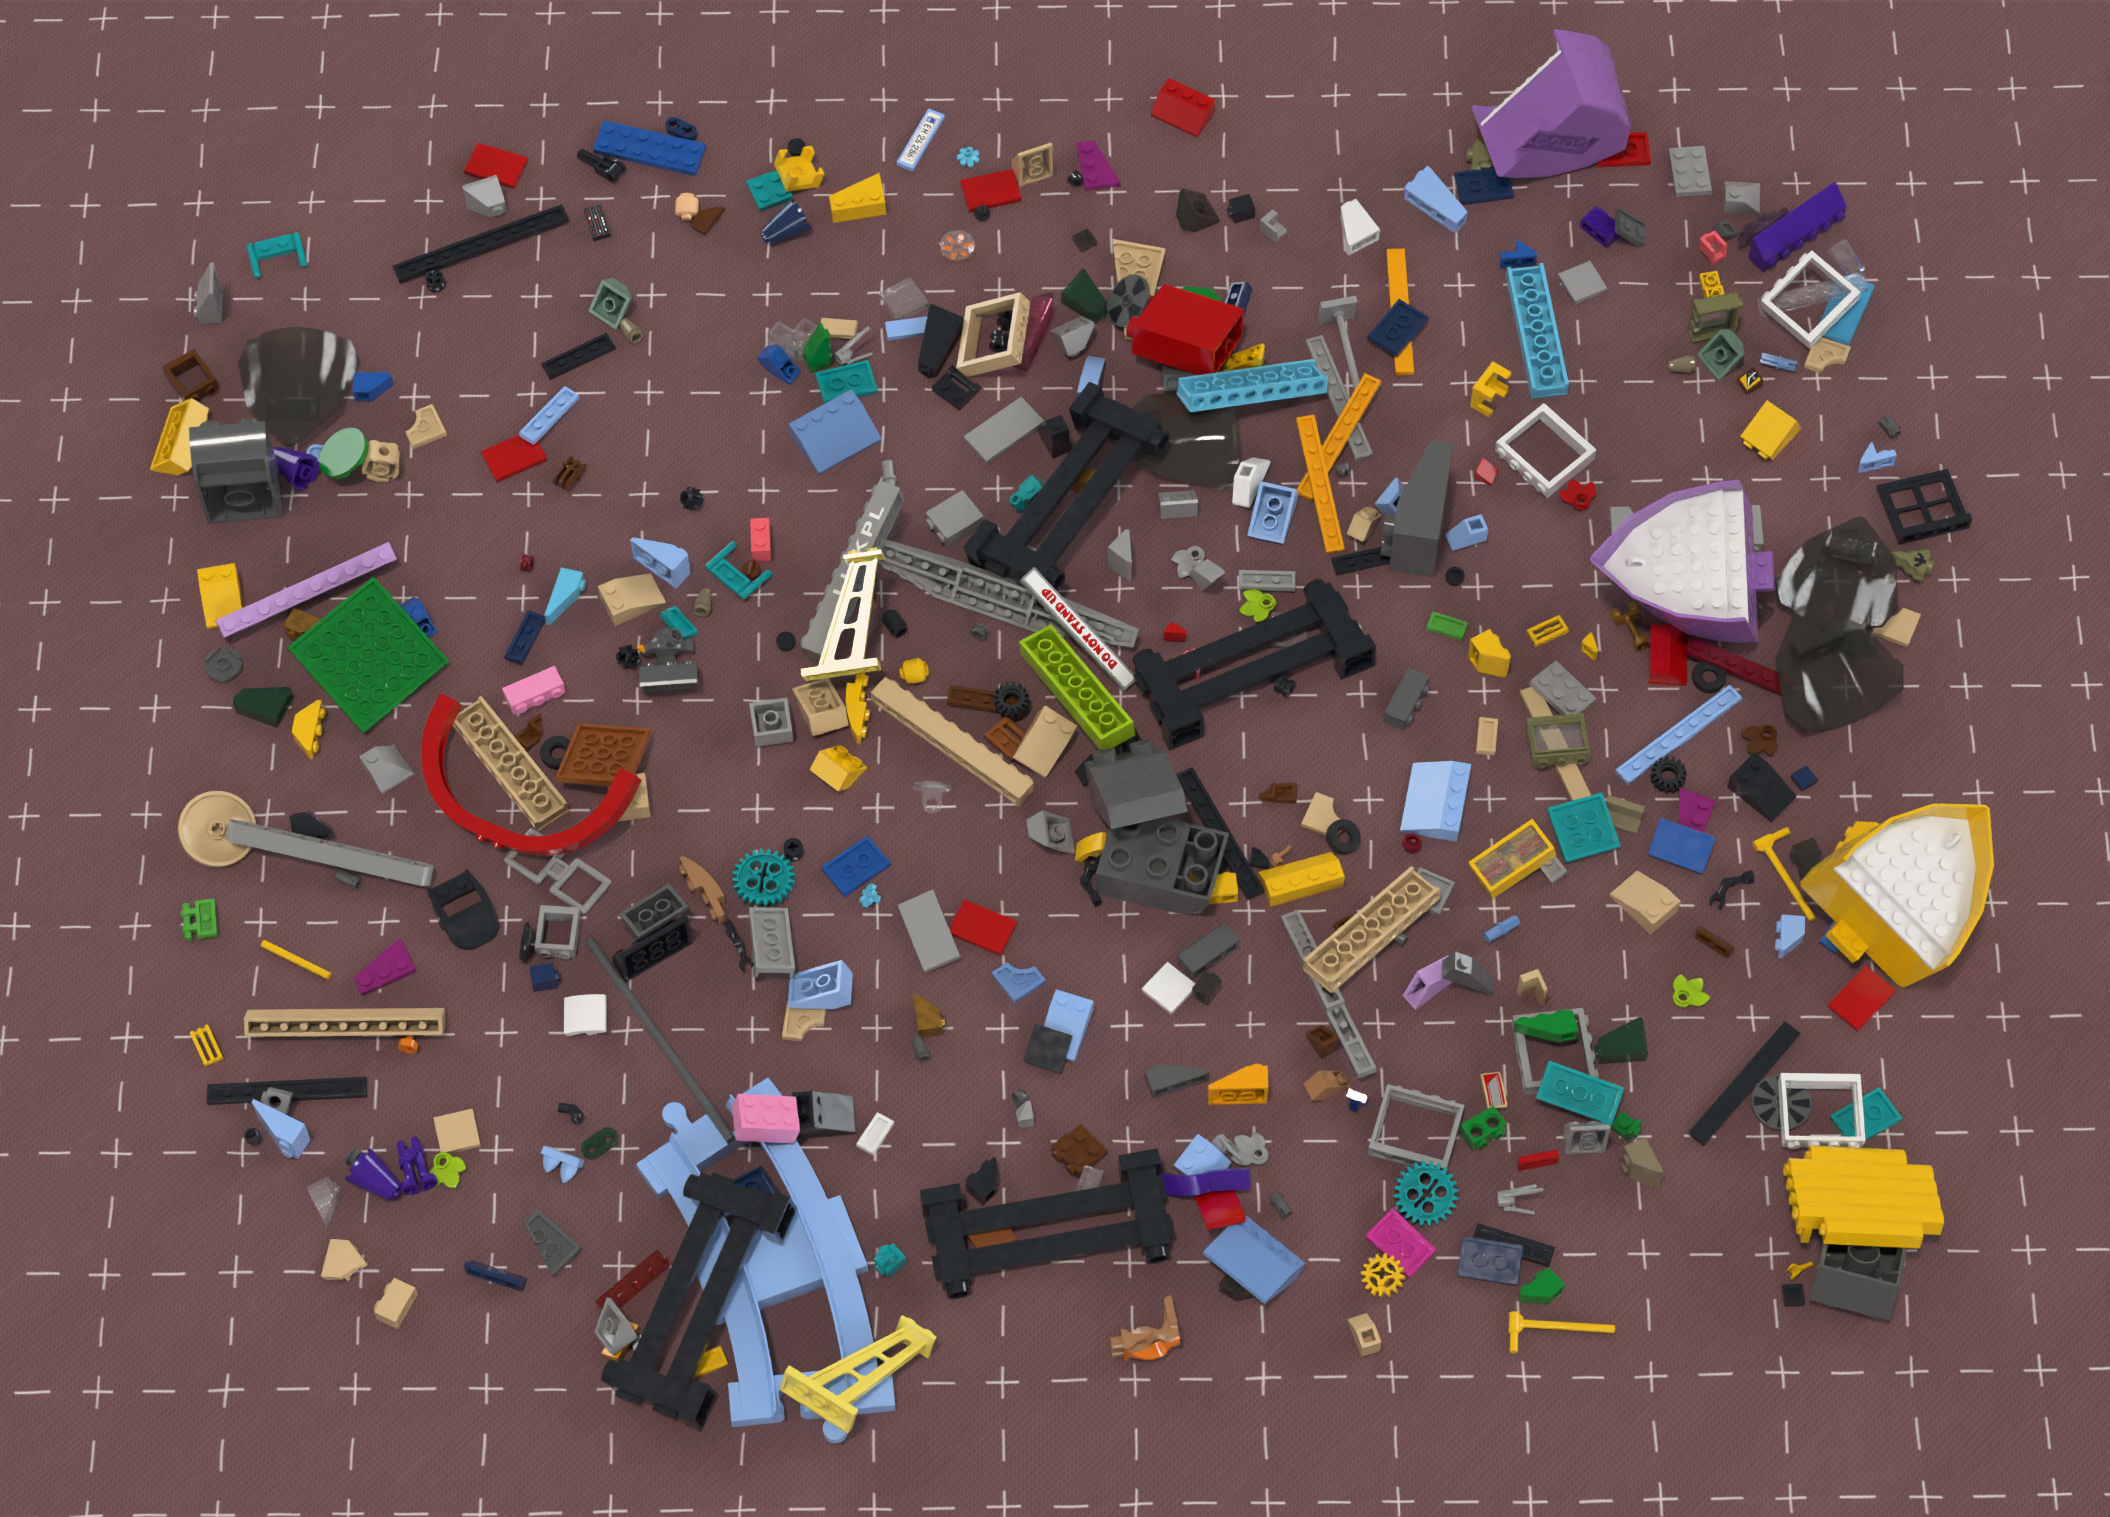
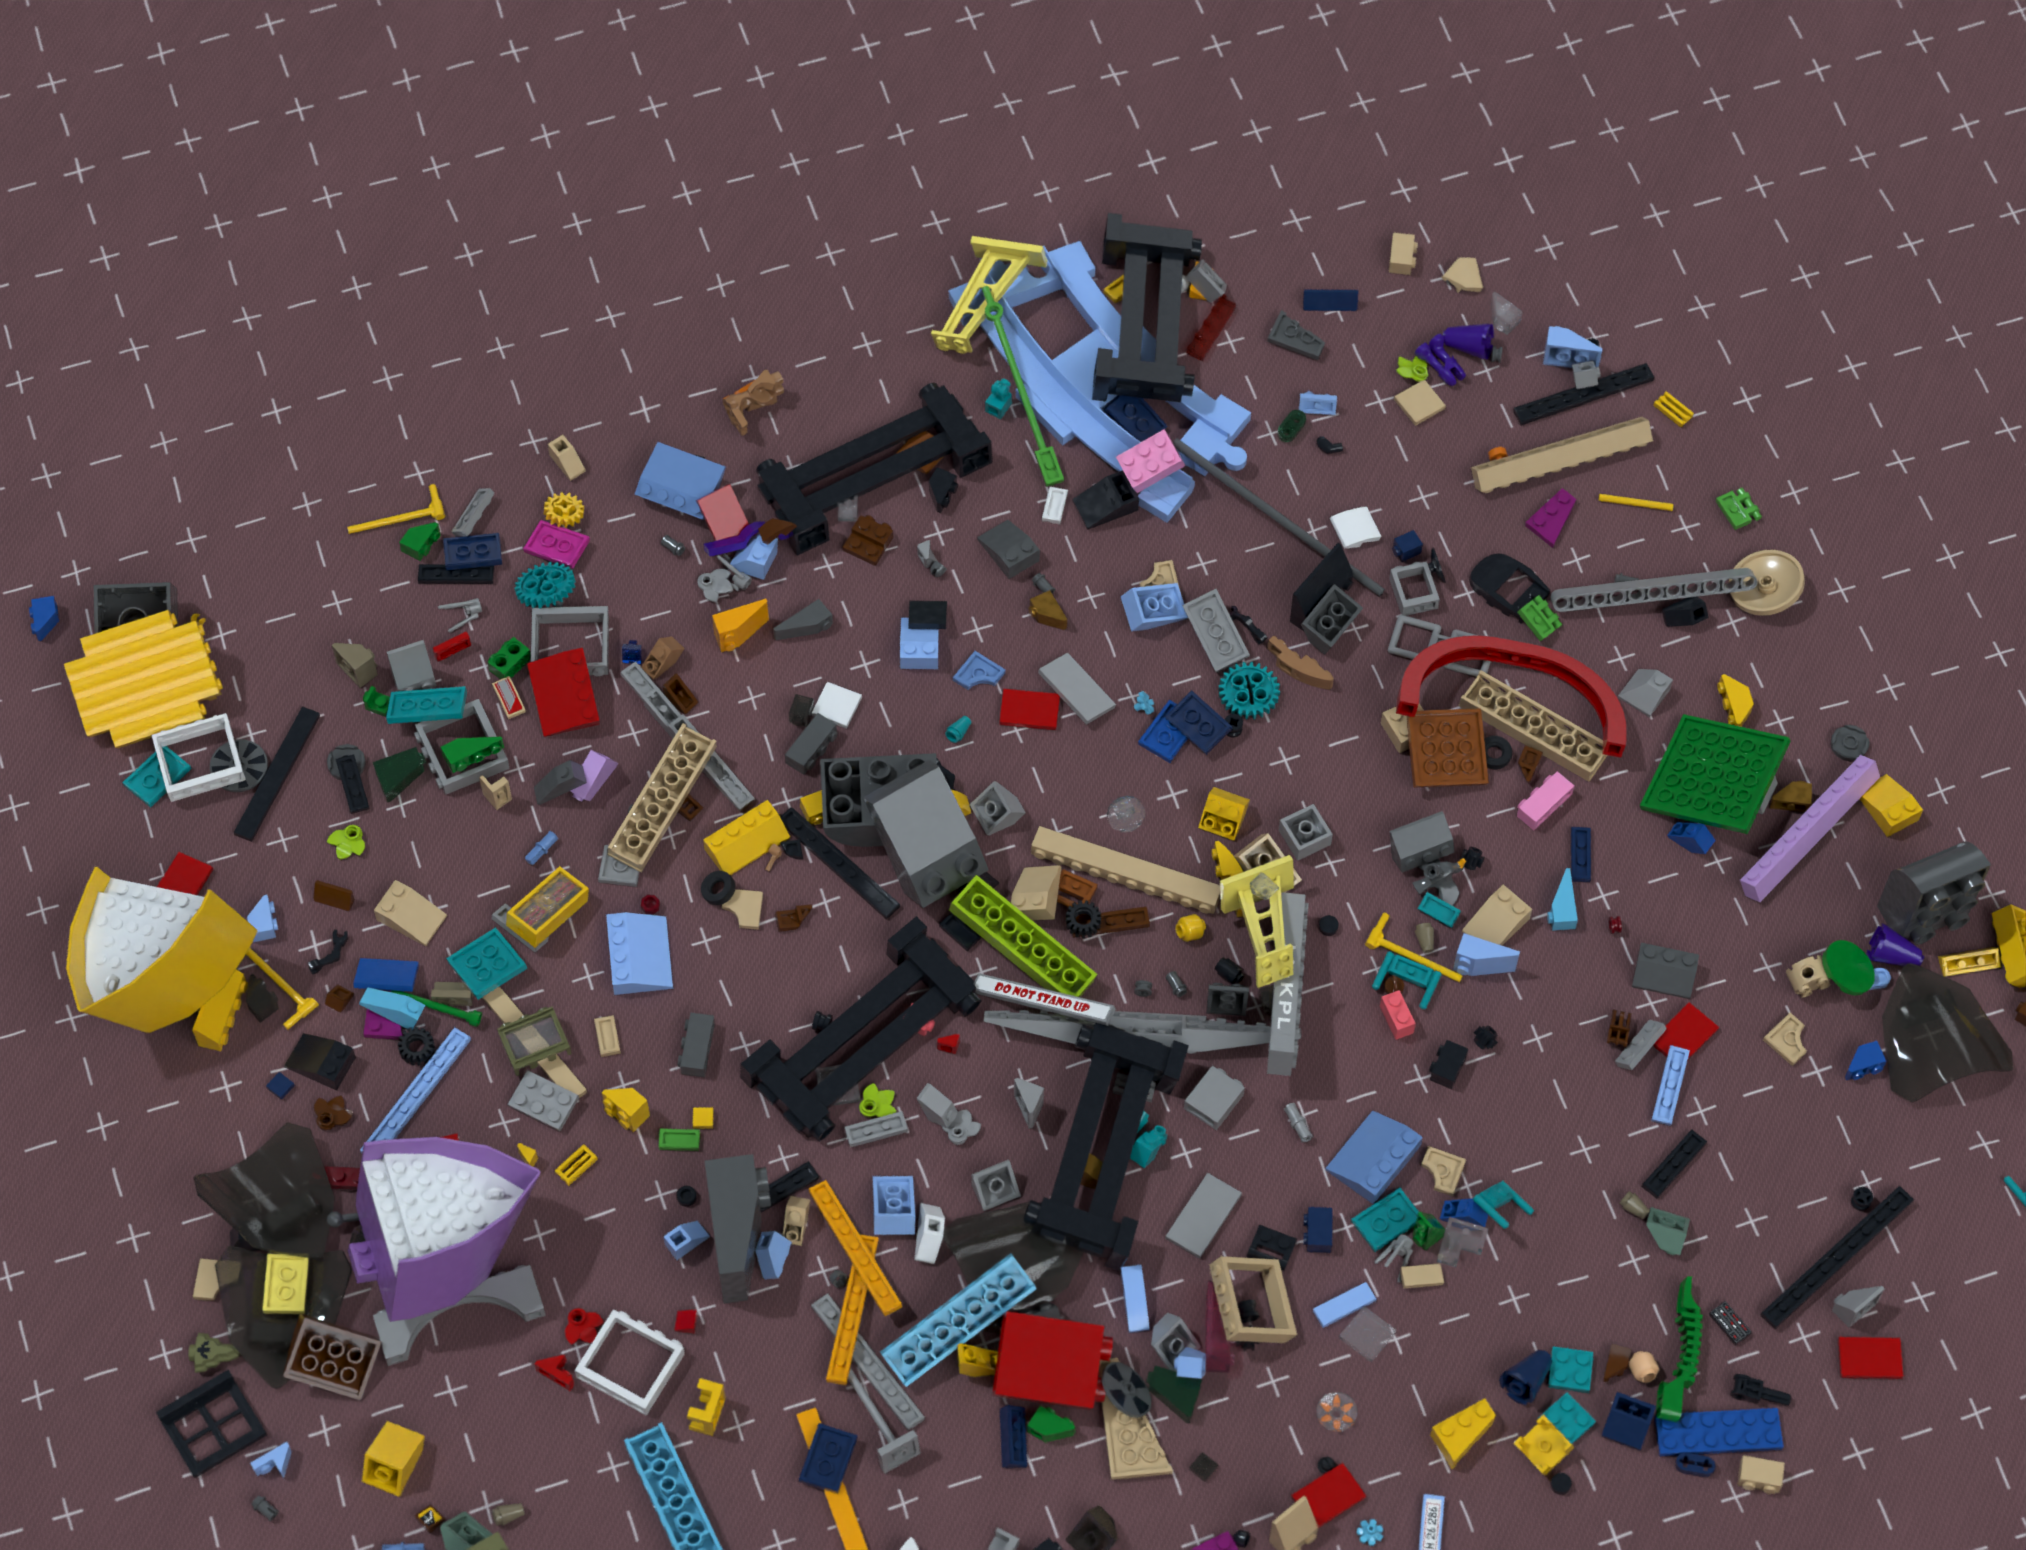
camera: 160 degrees right, 0 degrees up
(264, 704) = (1790, 712): clear green slope -> none
(456, 859) = (1537, 620): none -> bright green plate
(502, 511) = (1665, 970): none -> dark grey slope
(557, 455) = (1640, 1044): none -> light grey plate
(632, 105) = (1760, 1474): none -> tan brick
(676, 173) = (1671, 1394): none -> green piece
(719, 170) = (1628, 1421): none -> dark blue slope
(734, 487) = (1449, 1064): none -> black brick
(746, 226) = (1570, 1369): none -> teal plate
(747, 615) = (1377, 939): none -> yellow bar
(748, 360) = (1498, 1196): none -> teal plate
(778, 408) = (1445, 1169): none -> tan tile
(826, 856) = (1198, 722): none -> dark blue tile
(838, 651) = (1263, 886): none -> clear slope
(864, 1181) = (1045, 456): none -> bright green bar
(908, 590) = (1227, 999): none -> dark grey slope
(909, 386) = (1318, 1229): none -> dark blue brick
(939, 336) = (1312, 1293): black slope -> none
(939, 1098) = (1010, 548): none -> dark grey slope
(947, 628) = (1178, 987): none -> dark grey pin
(1055, 436) = (1148, 1211): black slope -> none
(1059, 925) = (958, 729): none -> teal cone
(1065, 301) = (1190, 1363): none -> light blue slope
(1175, 1160) = (773, 528): none -> reddish brown slope
(1420, 637) = (703, 1118): none -> yellow tile
(1437, 1067) = (563, 692): none -> red slope
(1478, 1304) = (473, 512): none -> light grey plate
(1609, 785) = (472, 1017): none -> green piece
(1613, 463) = (551, 1369): none -> red slope
(1671, 1046) = (352, 784): none -> black tile
(1672, 1075) = (342, 751): none -> dark grey tile
(1682, 808) = (393, 1006): none -> medium azure slope
(1730, 844) = (338, 998): none -> reddish brown slope
(1777, 639) = (335, 1218): none -> dark grey bar
(1793, 1295) = (193, 599): black plate -> none
(1806, 518) = (331, 1356): none -> reddish brown slope
(1836, 591) = (285, 1284): none -> light yellow plate
(1952, 1322) = (45, 616): none -> blue slope

